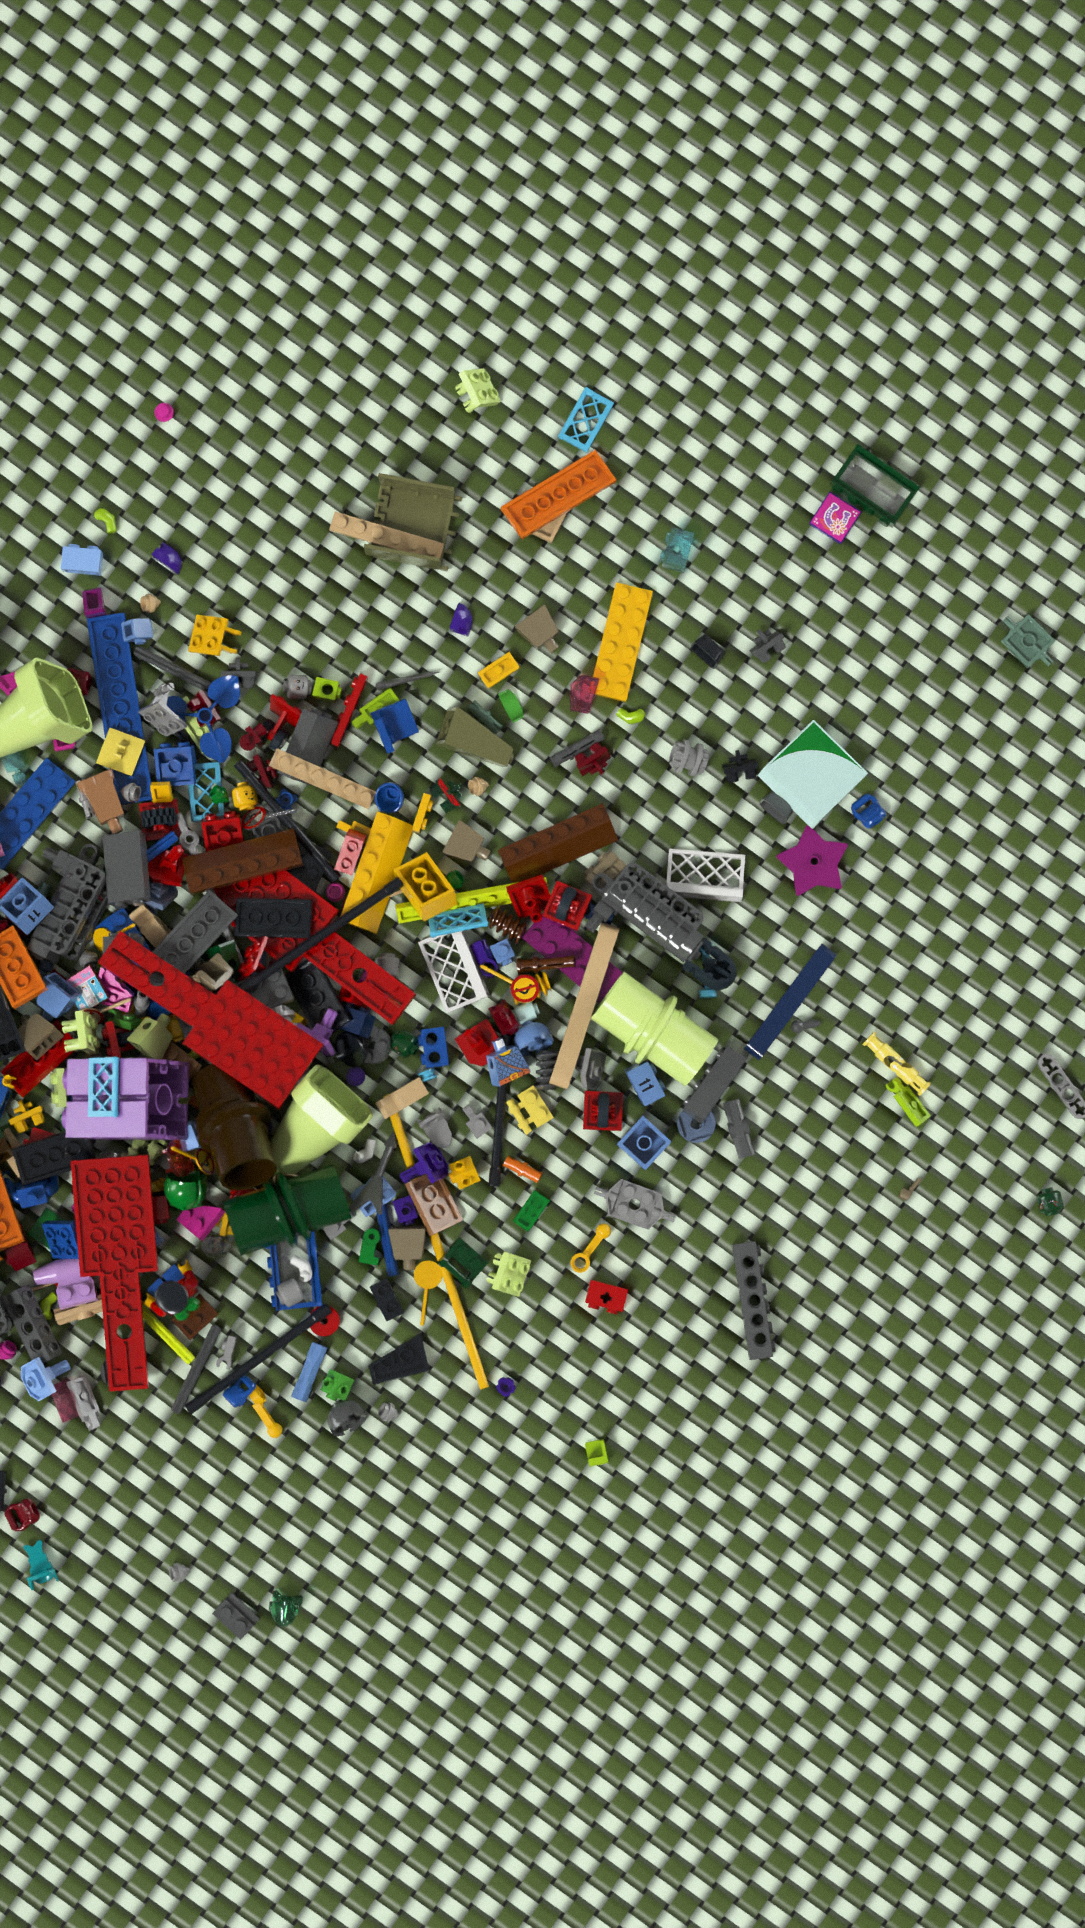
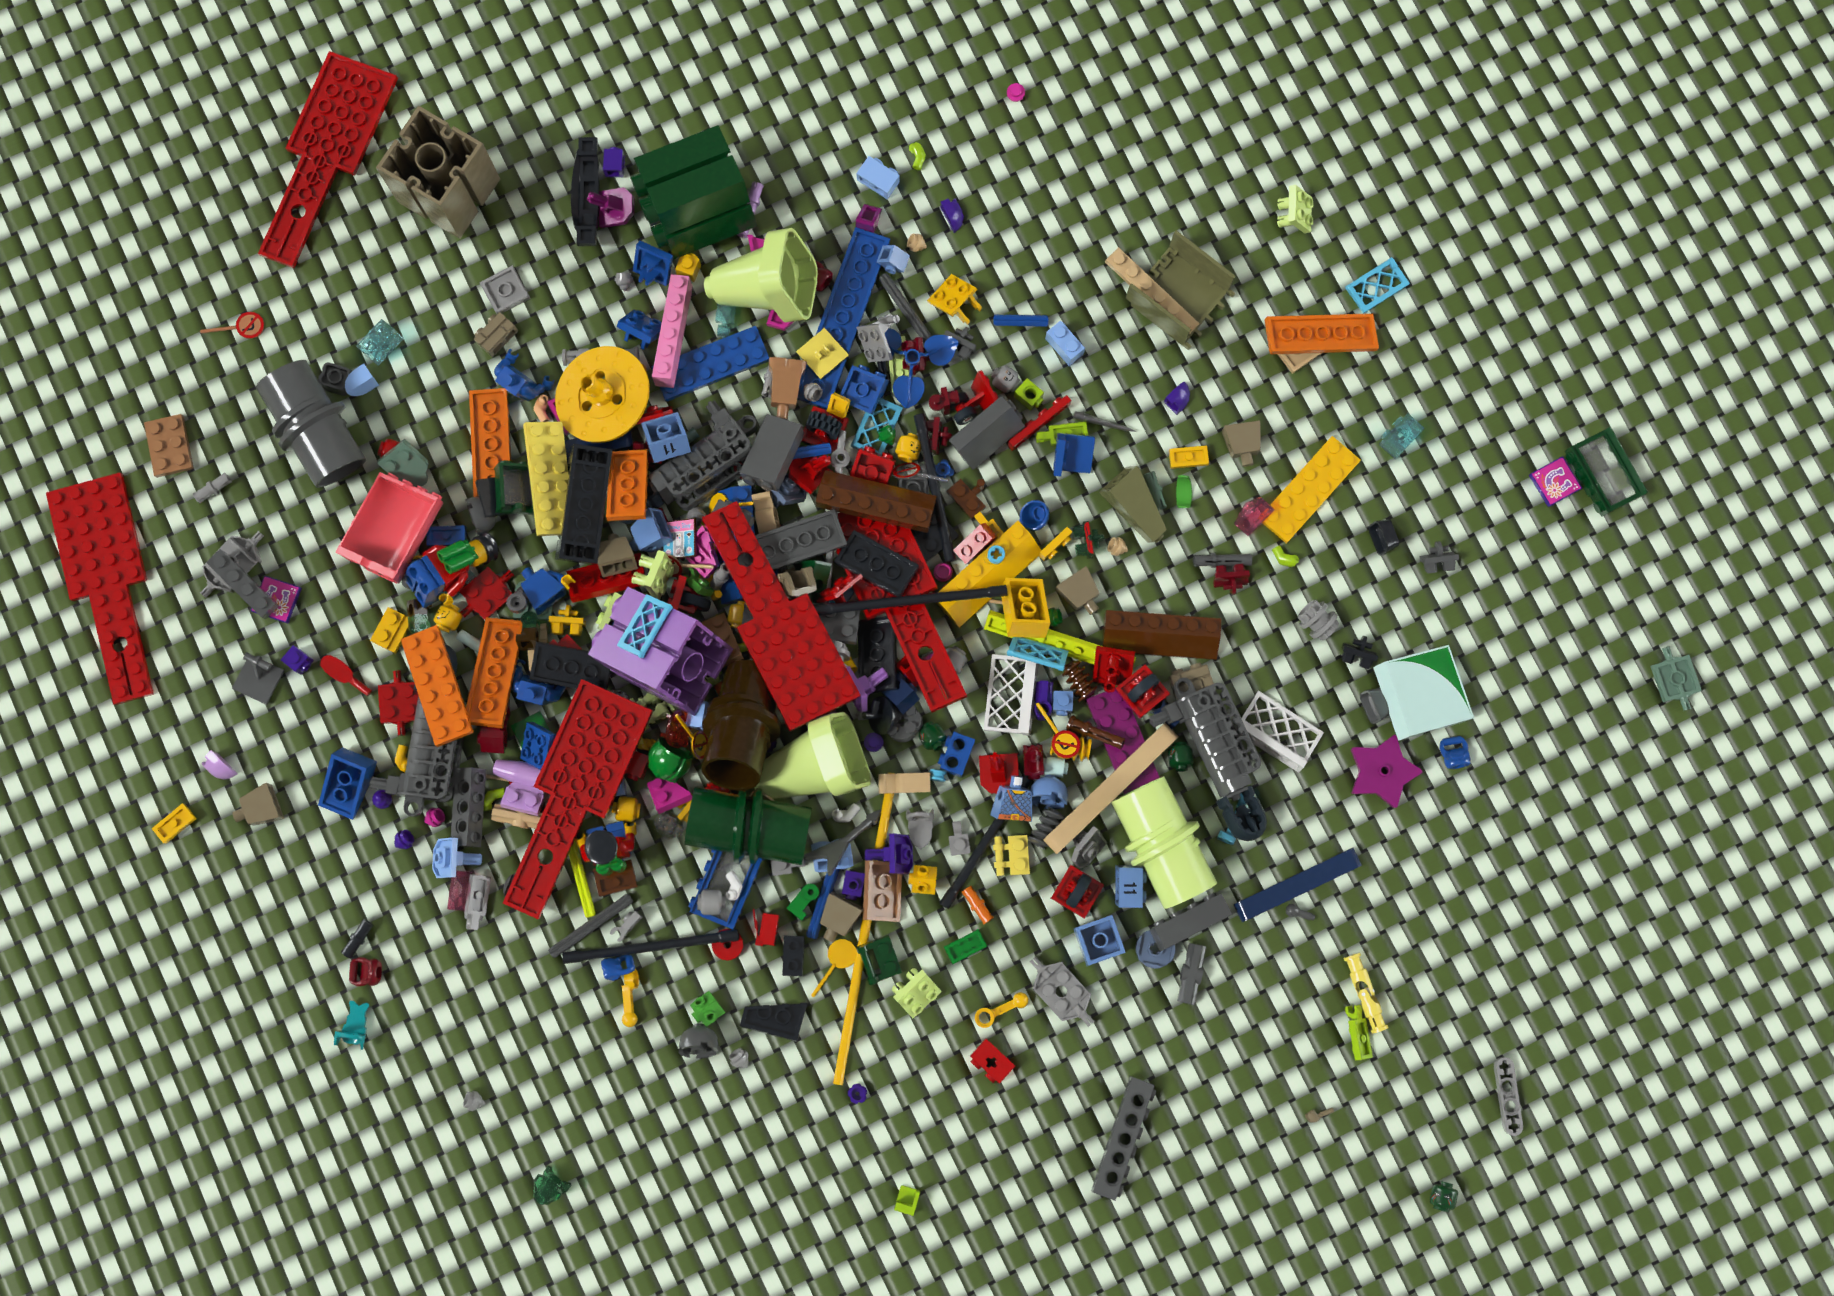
camera: 25 degrees right, 5 degrees down
(152, 1037) = (714, 609): yellowish green torso -> none
(171, 1252) = (626, 809): none -> yellow head
(236, 1615) = (502, 1169): dark grey plate -> none
(282, 624) = (1020, 320): none -> blue axle
(304, 1384) = (689, 983): medium blue axle -> none
(321, 813) = (967, 498): none -> reddish brown plate
(322, 778) = (985, 465): tan plate -> none
(333, 625) = (1065, 343): none -> light blue brick
(352, 1288) = (768, 929): none -> red piece
(369, 851) = (992, 550): none -> medium azure bush
(631, 944) = (1180, 756): none -> dark green head

